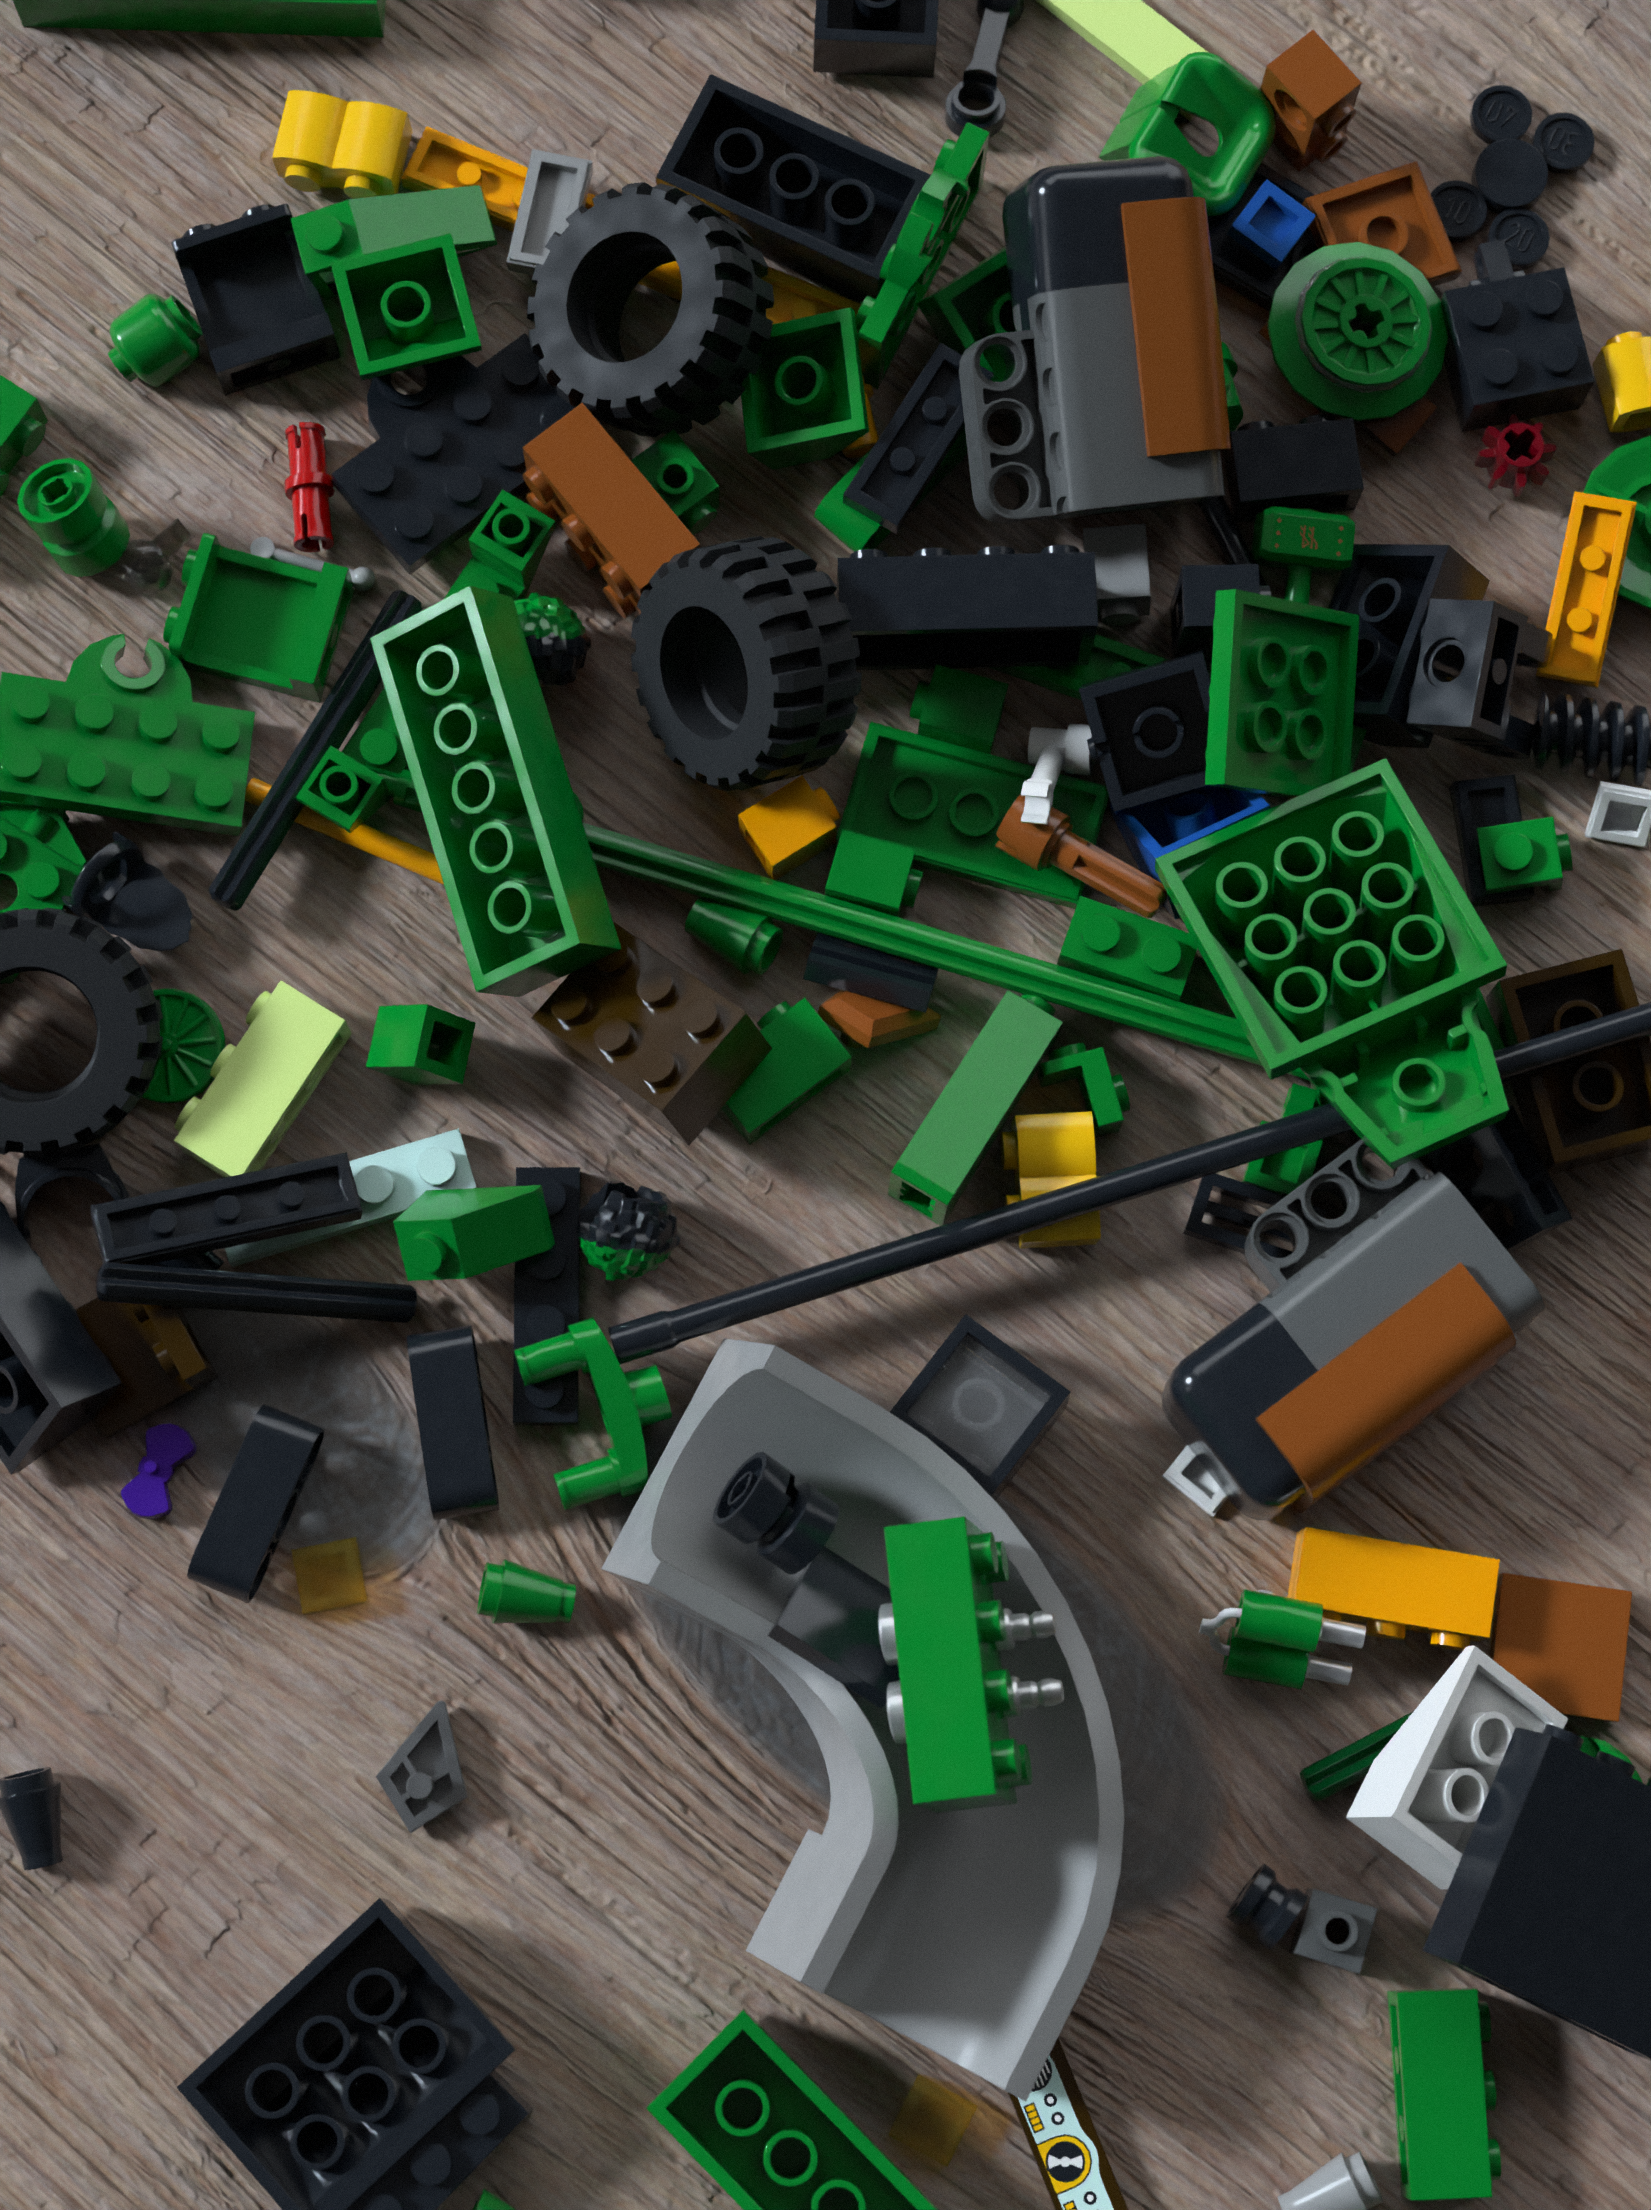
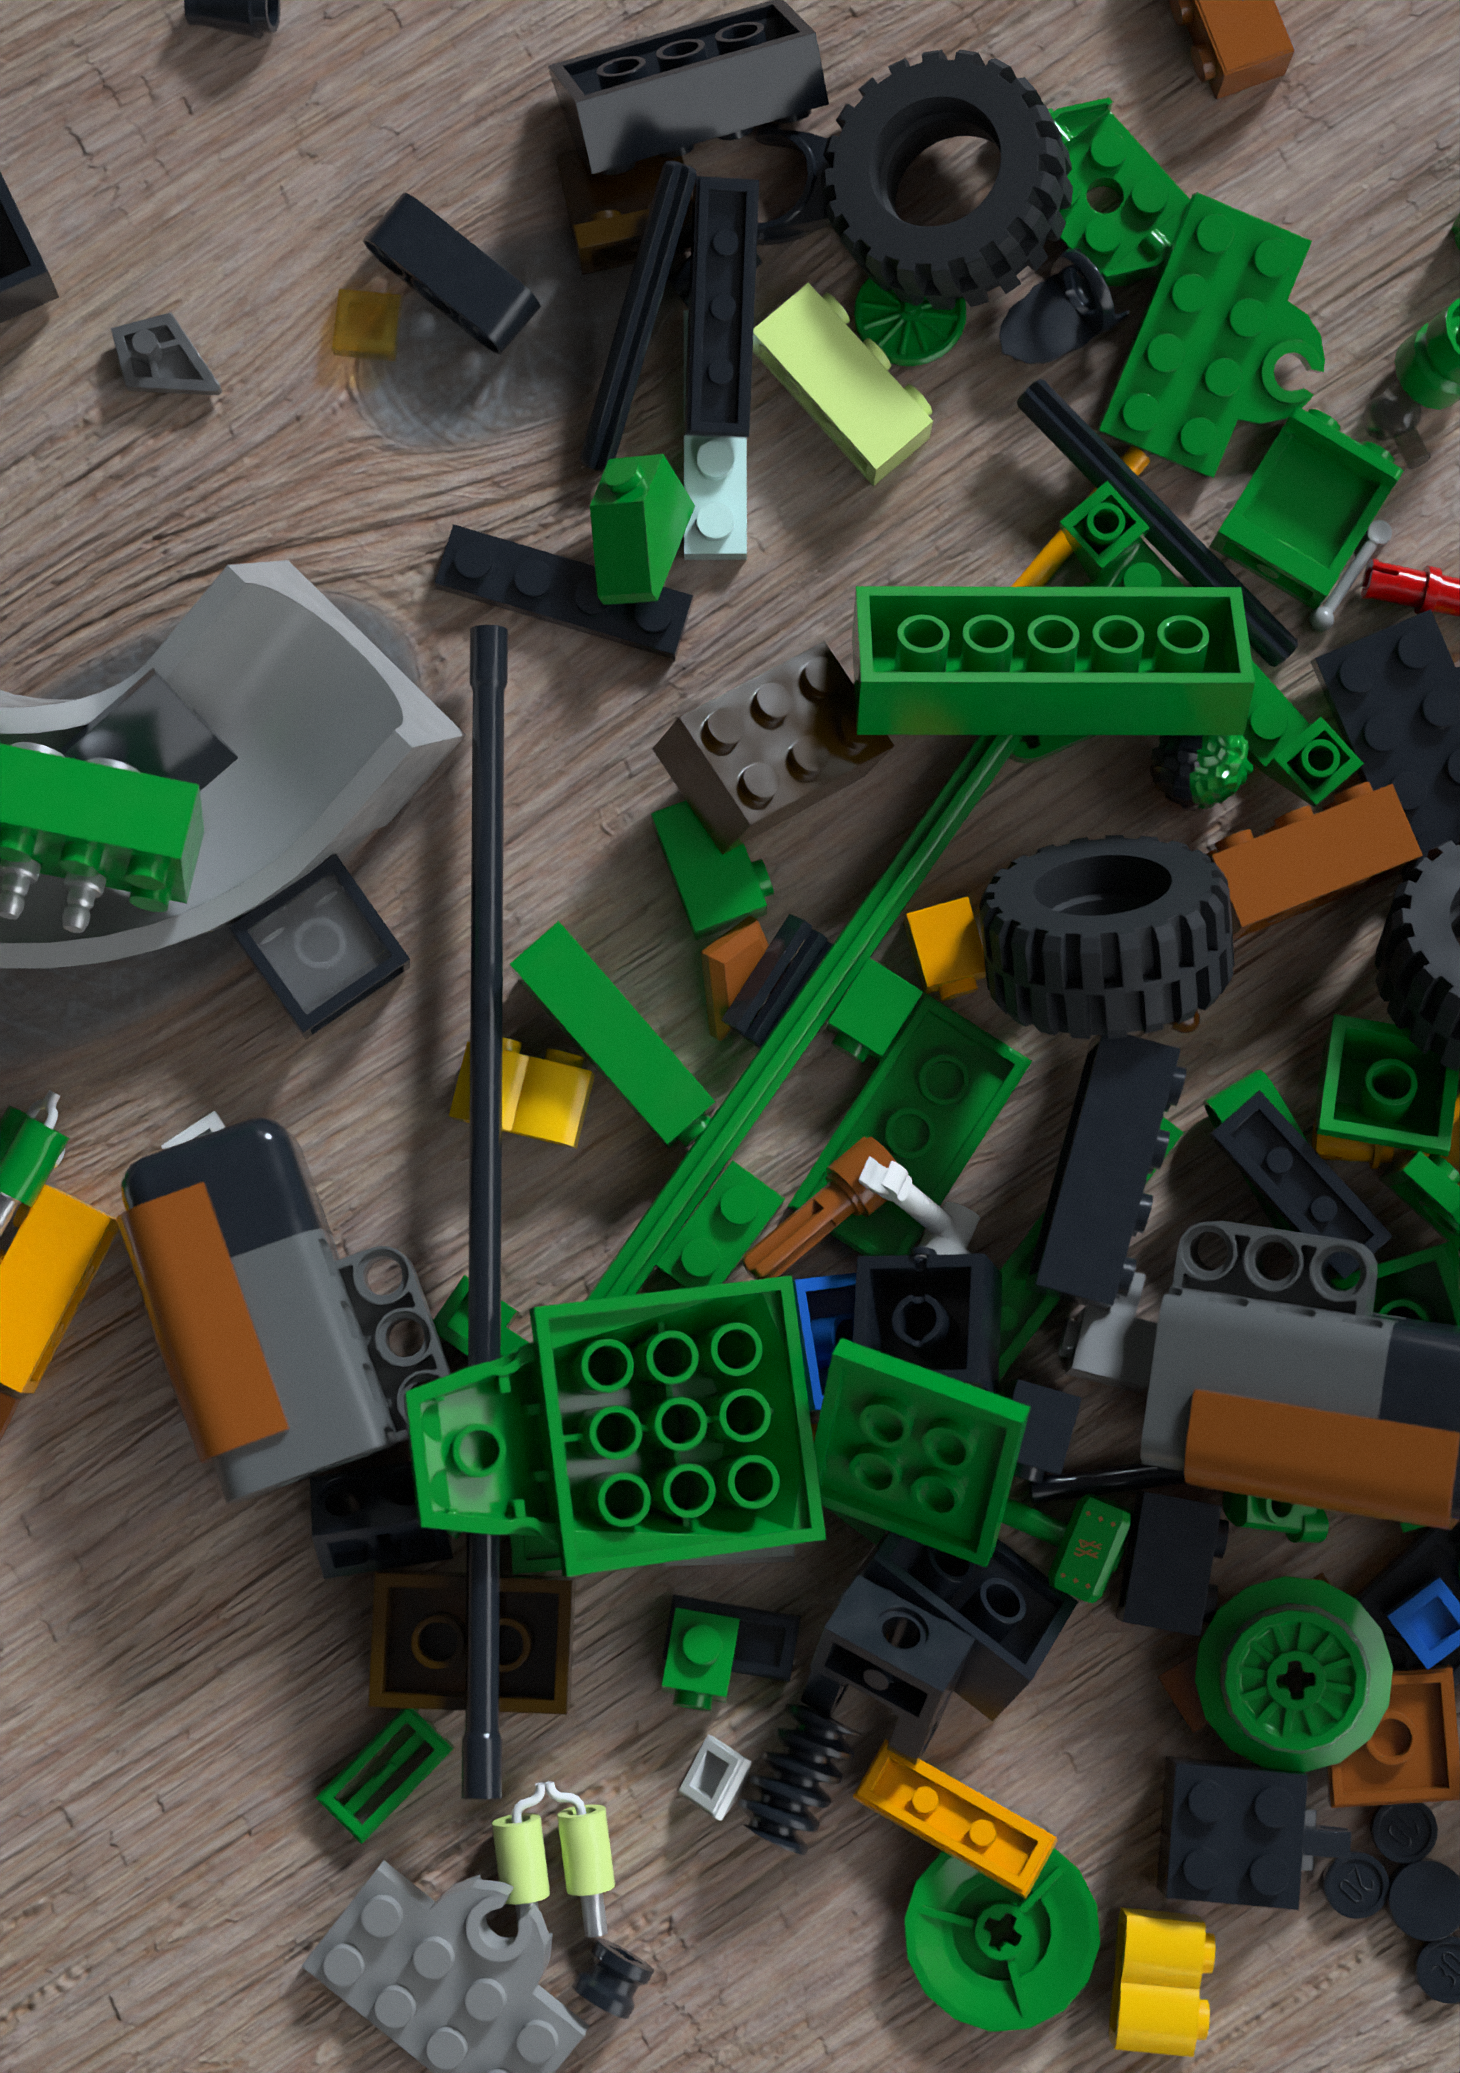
camera: 110 degrees right, 5 degrees up
(148, 1492) = (495, 185): dark purple piece -> none
(420, 1044) = (833, 535): green brick -> none
(452, 1422) = (470, 469): black beam -> none
(524, 1595) = (290, 488): green cone -> none
(625, 1402) = (436, 626): green connector -> none
(627, 1230) = (598, 677): black piece -> none
(680, 481) = (1341, 924): green brick -> none
(736, 935) = (854, 867): green cone -> none
(783, 1518) = (267, 728): black wheel -> none
(959, 708) = (1015, 1148): green brick -> none
(1100, 1091) = (592, 1166): green bracket -> none
(1242, 1191) = (413, 1251): black tile -> none
(1519, 438) = (1136, 1797): dark red gear -> none

